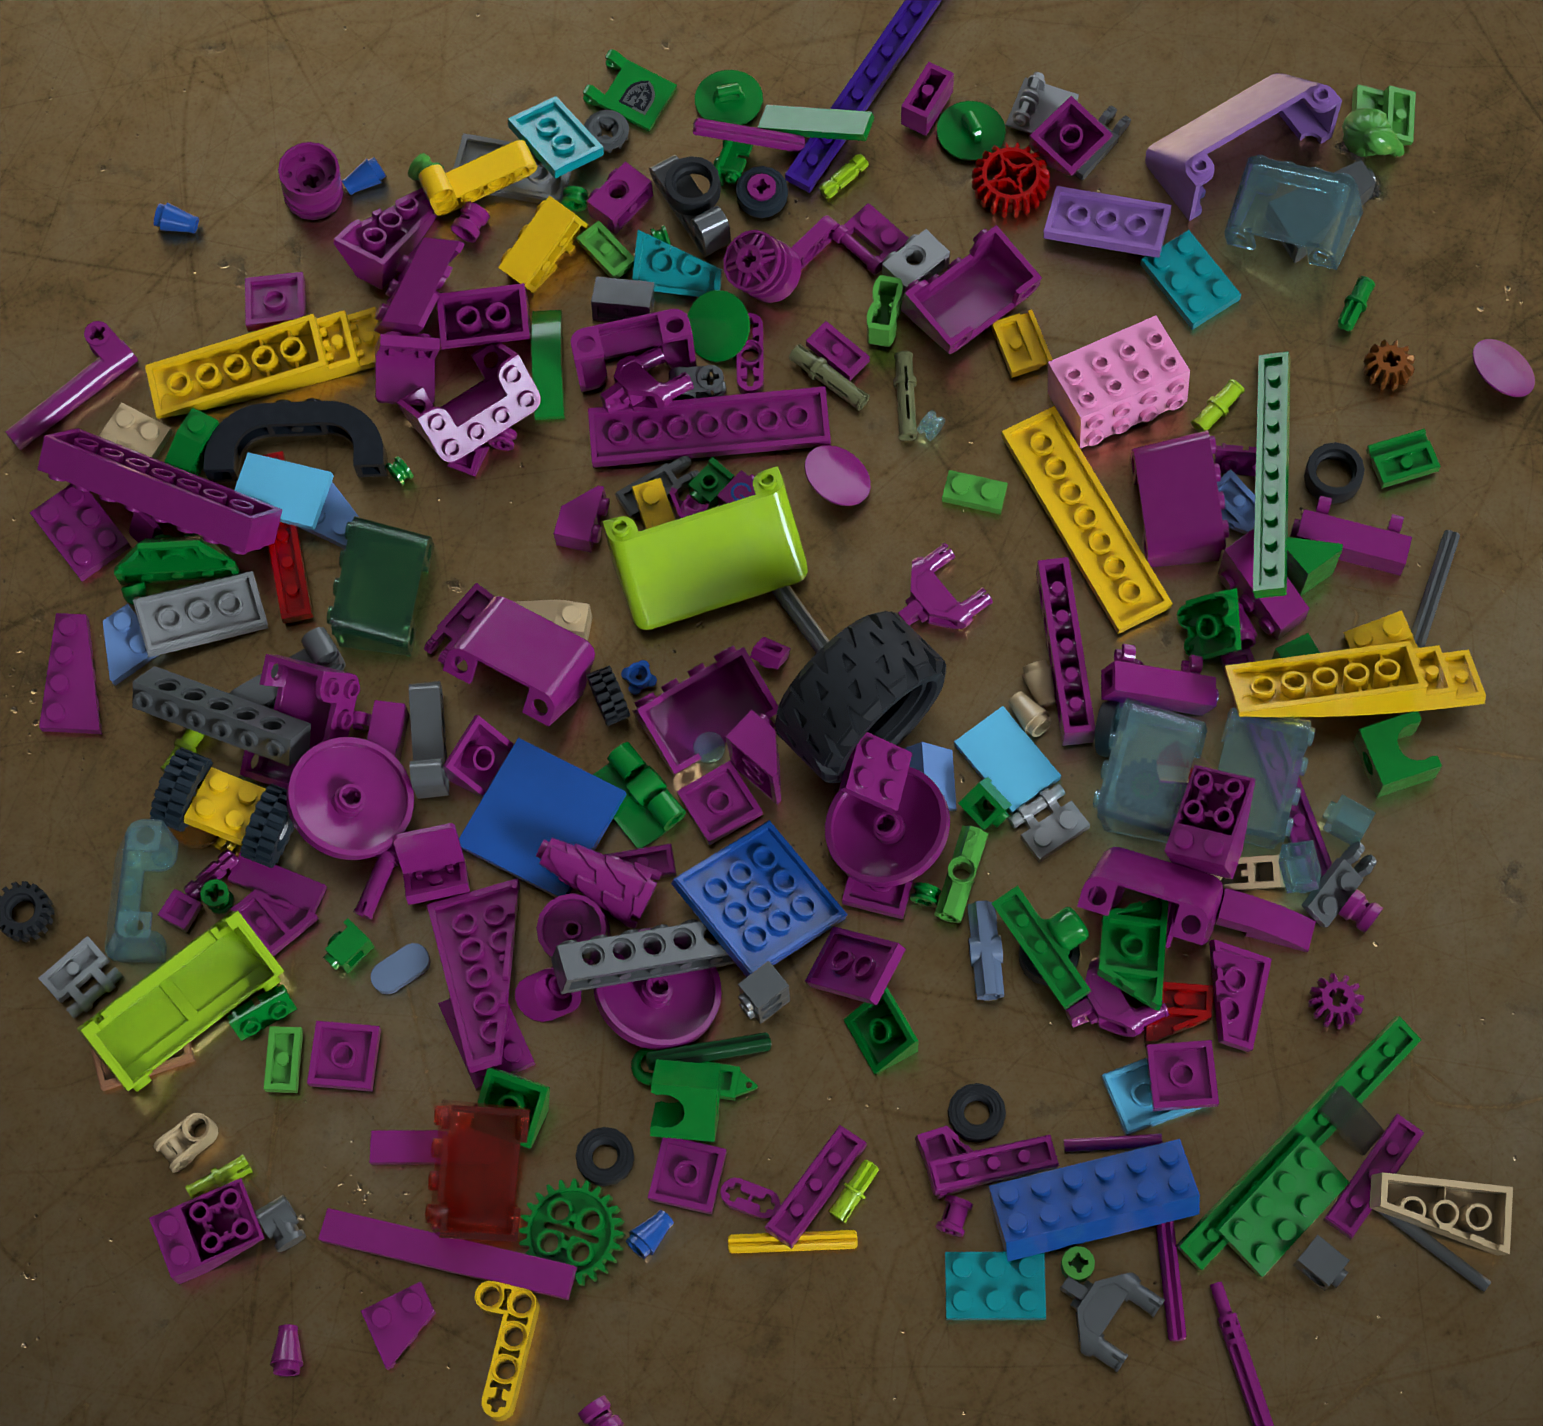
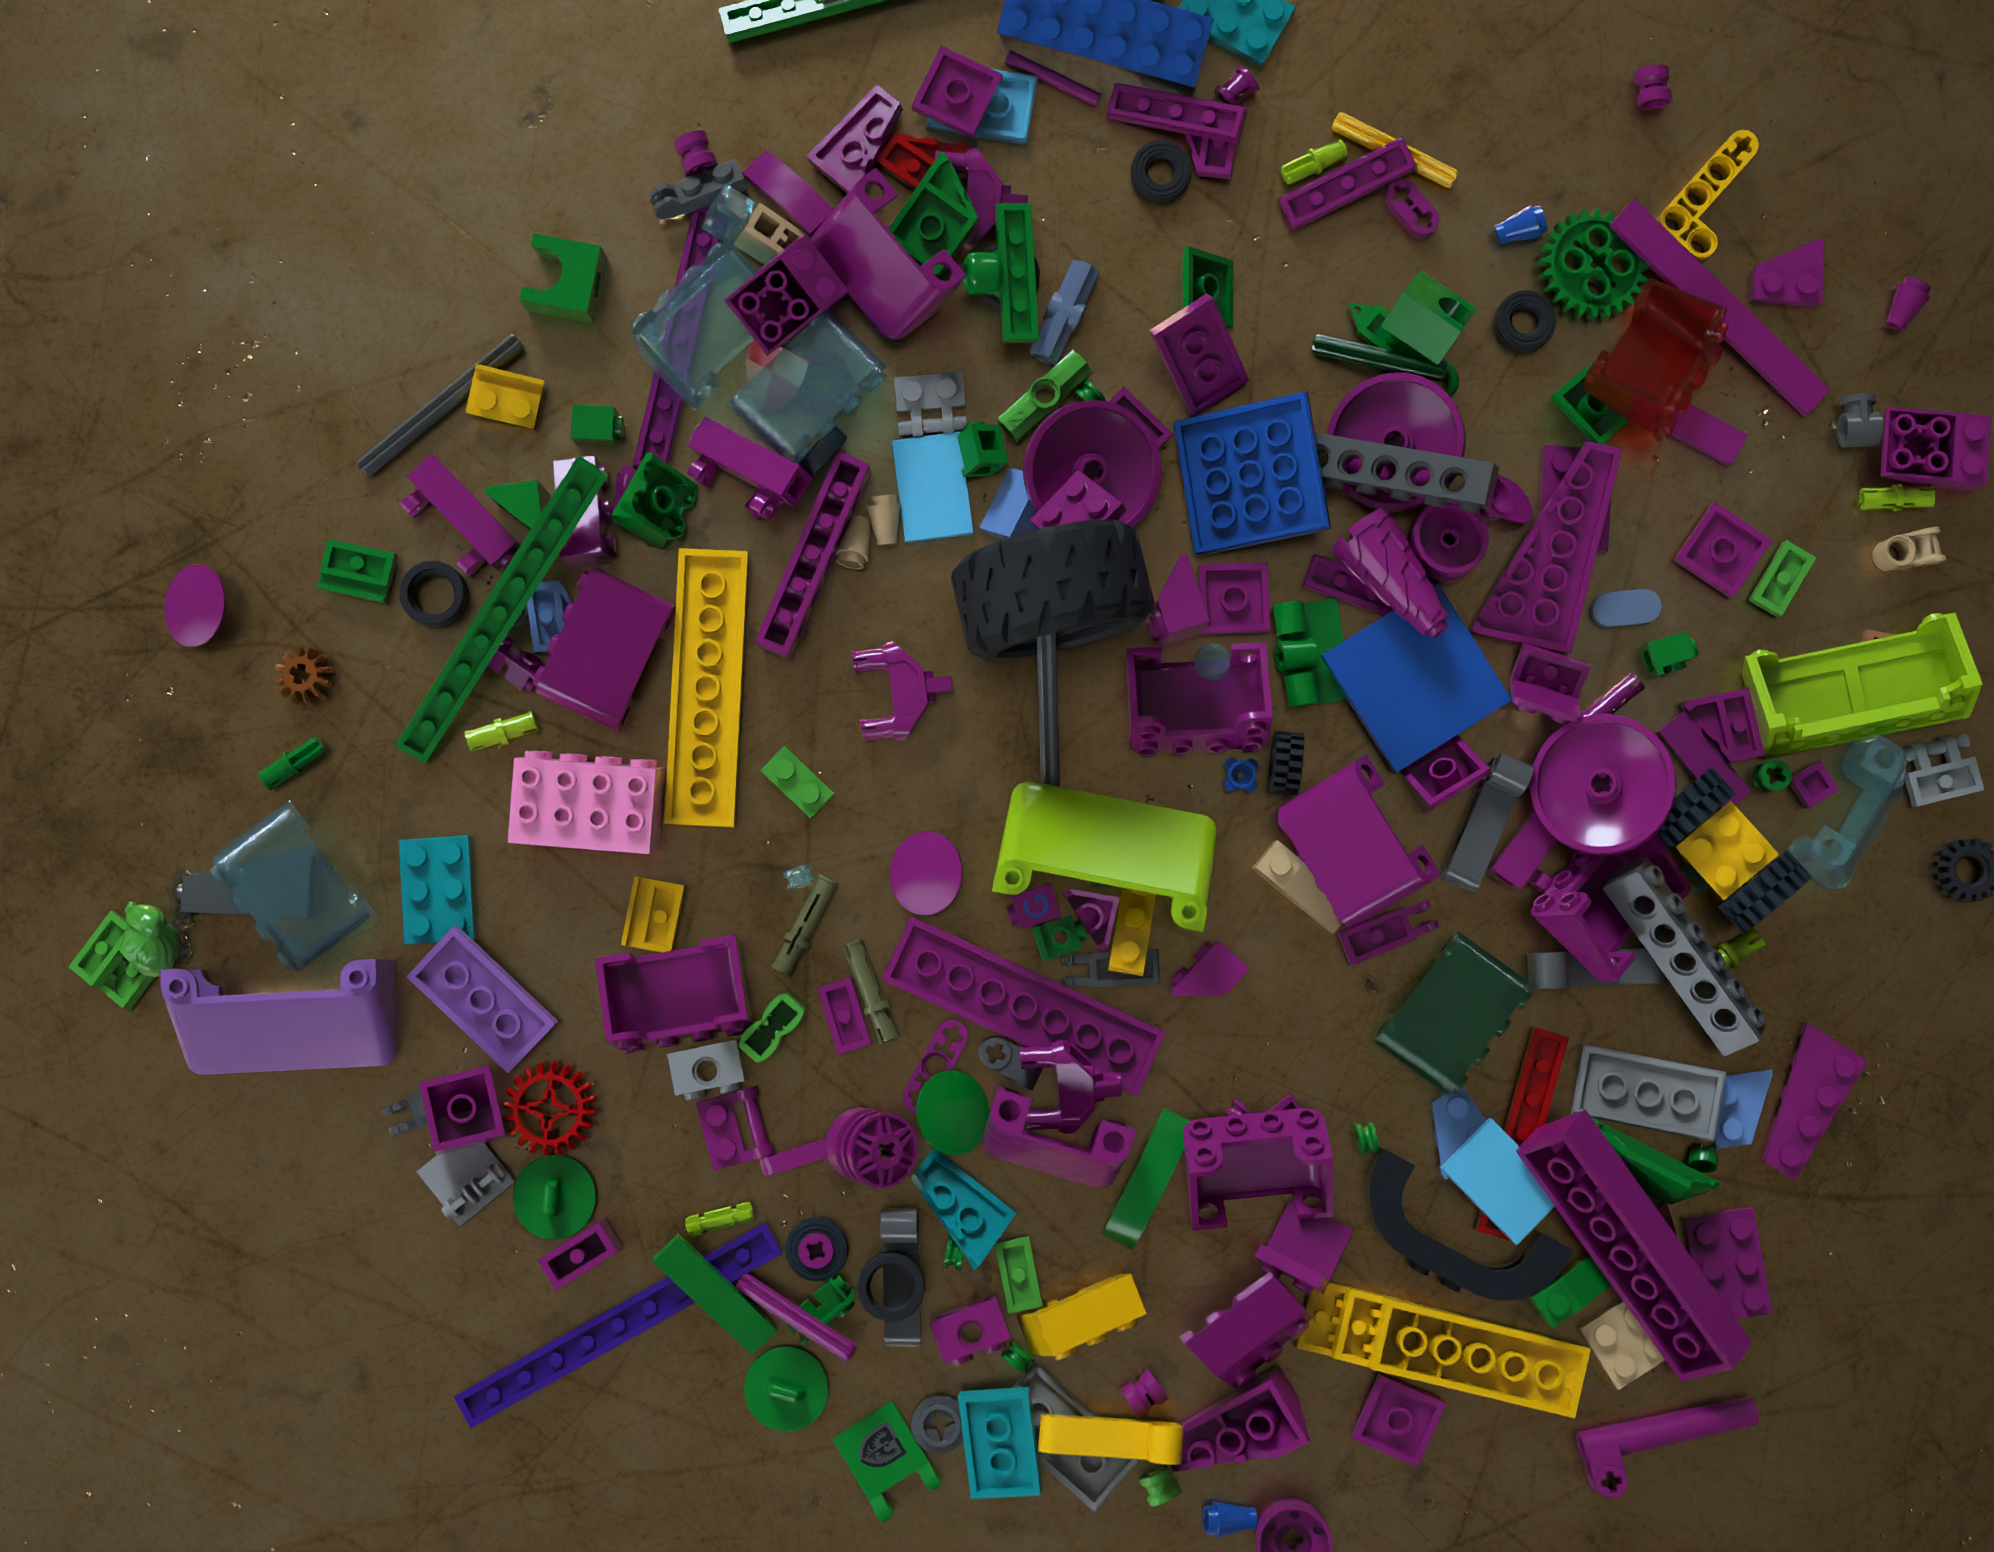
camera: 155 degrees left, 15 degrees up
(214, 870) = (1768, 803): magenta axle -> none
(250, 1019) = (1794, 638): green hinge -> none
(483, 316) = (1193, 1257): magenta slope -> none
(621, 299) = (1033, 1203): dark grey hinge -> none
(687, 1174) = (1459, 257): magenta plate -> none
(763, 993) = (1301, 374): dark grey brick -> none
(770, 653) = (1099, 723): magenta plate -> none
(1347, 819) = (651, 243): clear light blue brick -> none
(1348, 1001) = (775, 73): magenta gear -> none
(1356, 682) = (562, 354): yellow slope -> none

